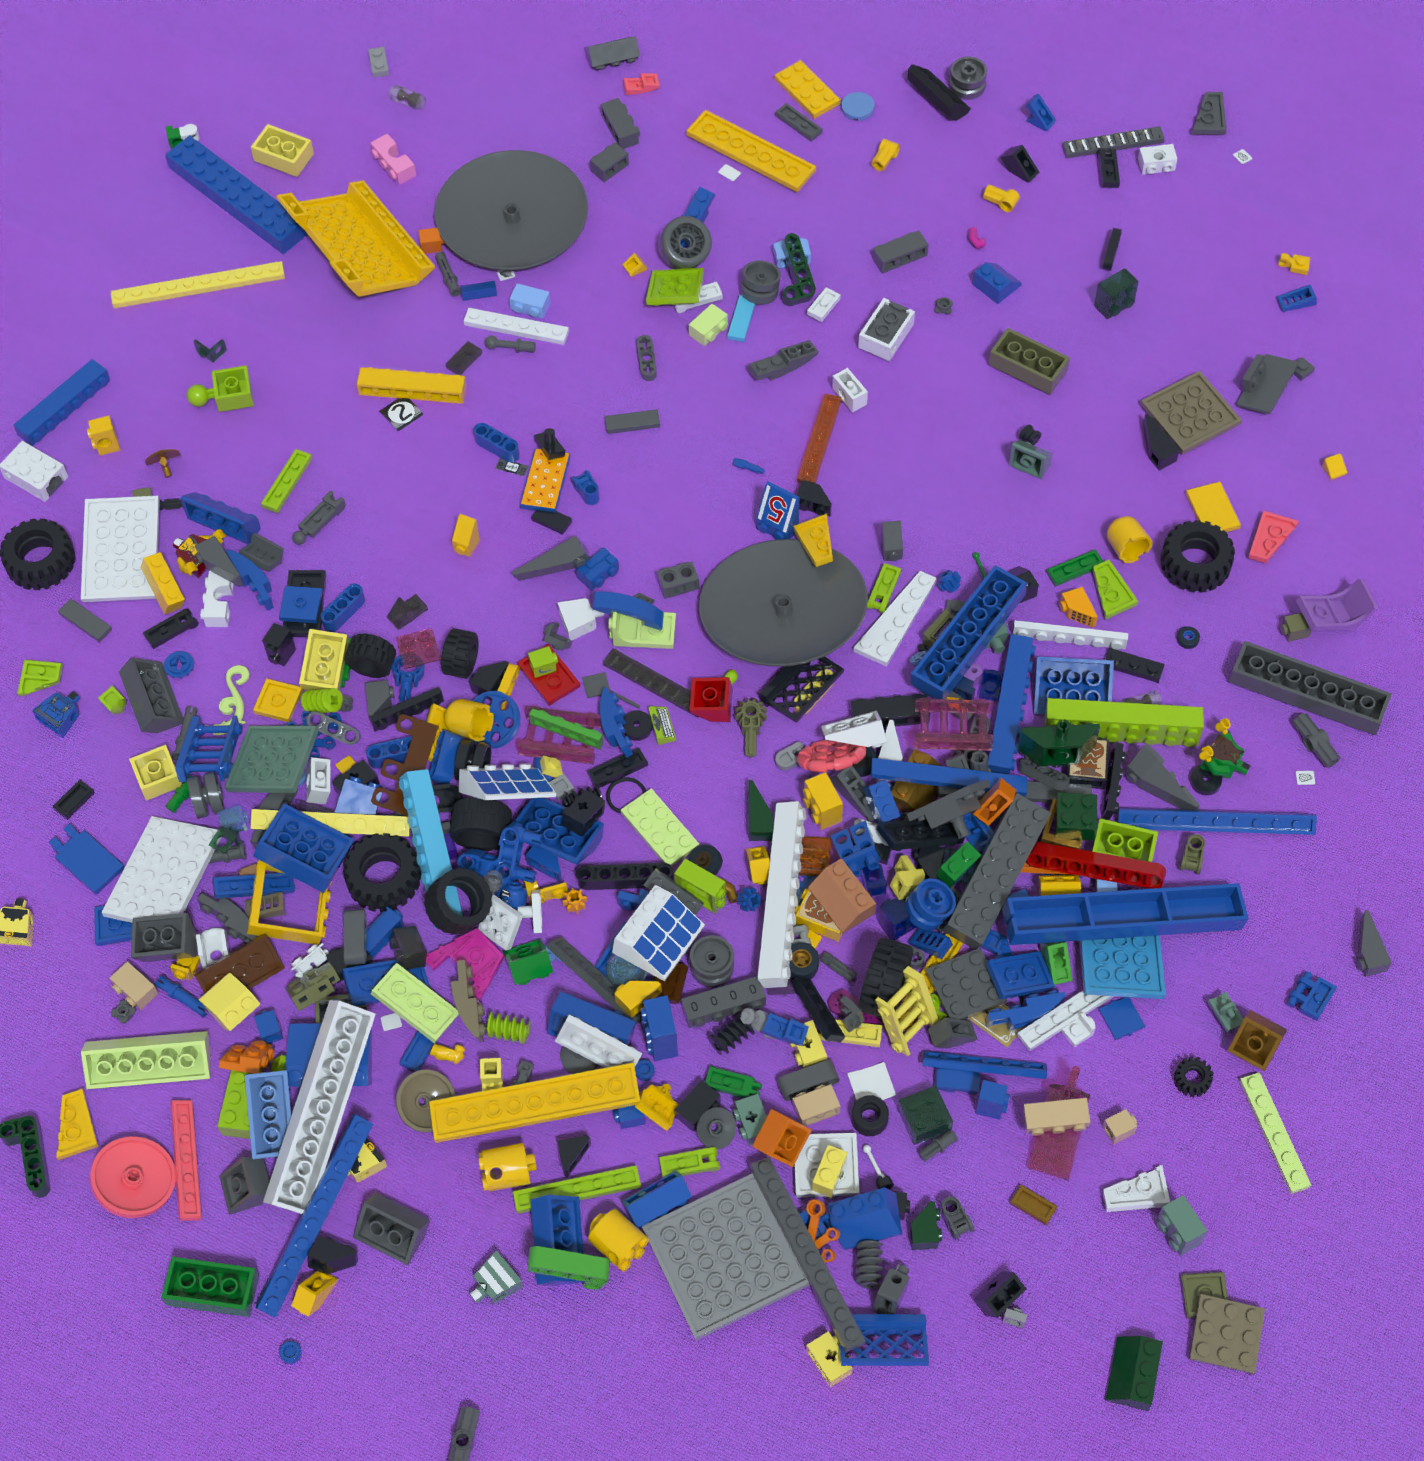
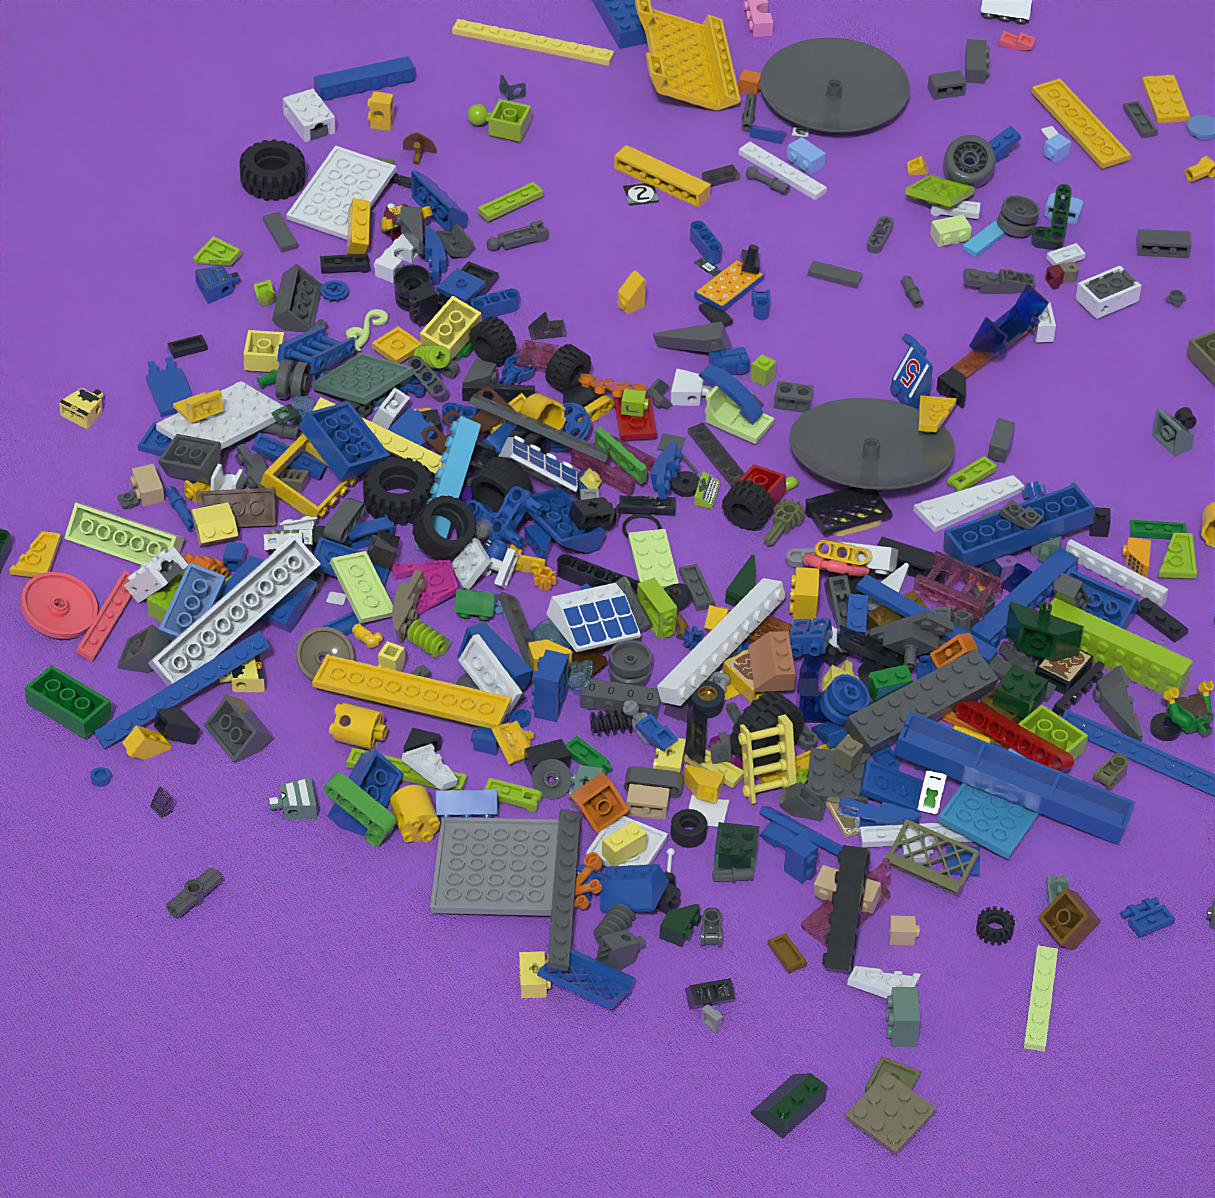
camera: 25 degrees right, 15 degrees down
(135, 874) = (200, 406): none -> yellow bracket
(211, 1096) = (155, 574): none -> white piece
(252, 626) = (407, 279): none -> black wheel
(369, 1353) = (162, 803): none -> clear purple slope
(478, 740) = (539, 427): none -> dark grey tile
(511, 650) = (600, 385): none -> orange plant
(598, 1177) = (429, 765): none -> white wing
(634, 563) = (763, 370): none -> lime brick
(679, 1006) = (579, 680): none -> clear light blue plate
(713, 409) = (912, 291): none -> dark grey pin
(714, 727) = (747, 505): none -> black tyre
(715, 836) = (699, 590): none -> dark grey tile
(747, 188) = (1057, 148): none -> light blue brick
(828, 411) = (996, 336): none -> clear blue windscreen
(832, 326) = (1061, 274): none -> leg
(849, 748) = (852, 552): none -> yellow beam
(854, 1058) = (704, 783): none -> yellow slope
(969, 963) = (848, 753): none -> dark tan brick
(970, 626) = (1022, 517): none -> dark grey slope
(1060, 688) = (1071, 591): none -> dark grey brick
(1074, 1142) = (847, 909): none -> black brick
(1100, 1053) = (926, 874): none -> olive fence

